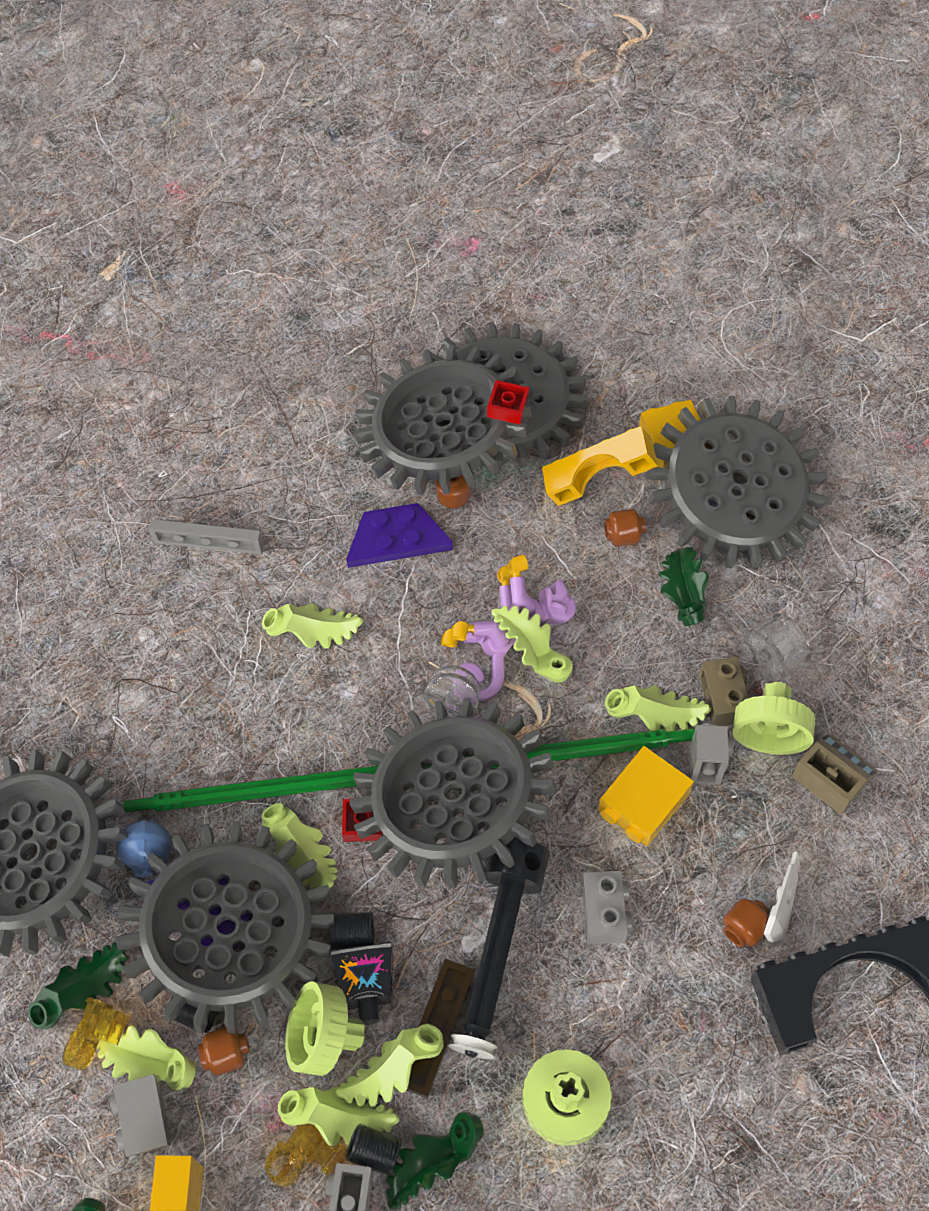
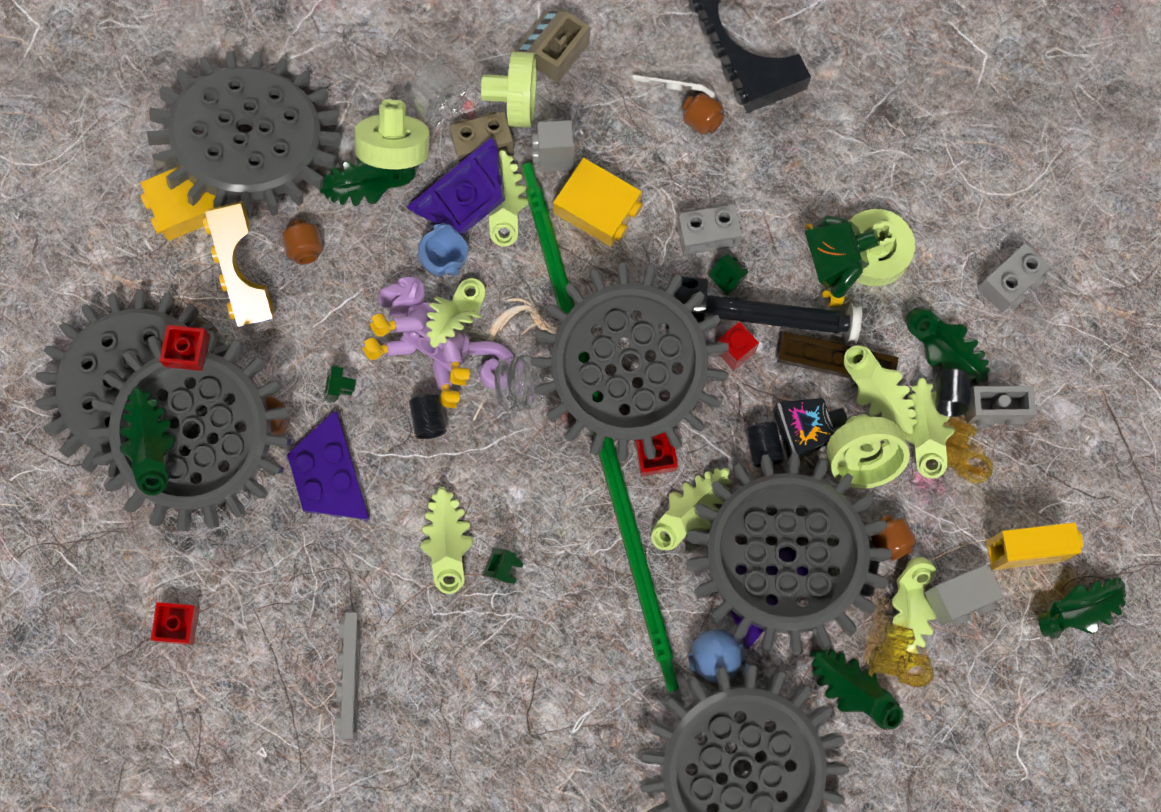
camera: 100 degrees left, 15 degrees up
(282, 666) = (501, 564): none -> dark green tile
(283, 413) = (174, 623): none -> red piece
(431, 381) = (146, 442): none -> dark green plant
(434, 616) = (427, 416): none -> black piece
(465, 915) = (741, 345): none -> red brick
(477, 544) = (337, 384): none -> dark green tile
(550, 919) = (728, 274): none -> dark green tile
(553, 1034) = (839, 254): none -> dark green torso
(600, 640) = (442, 251): none -> medium blue cap
(664, 668) = (465, 192): none -> dark purple wing
(734, 597) = (392, 138): none -> yellowish green piece

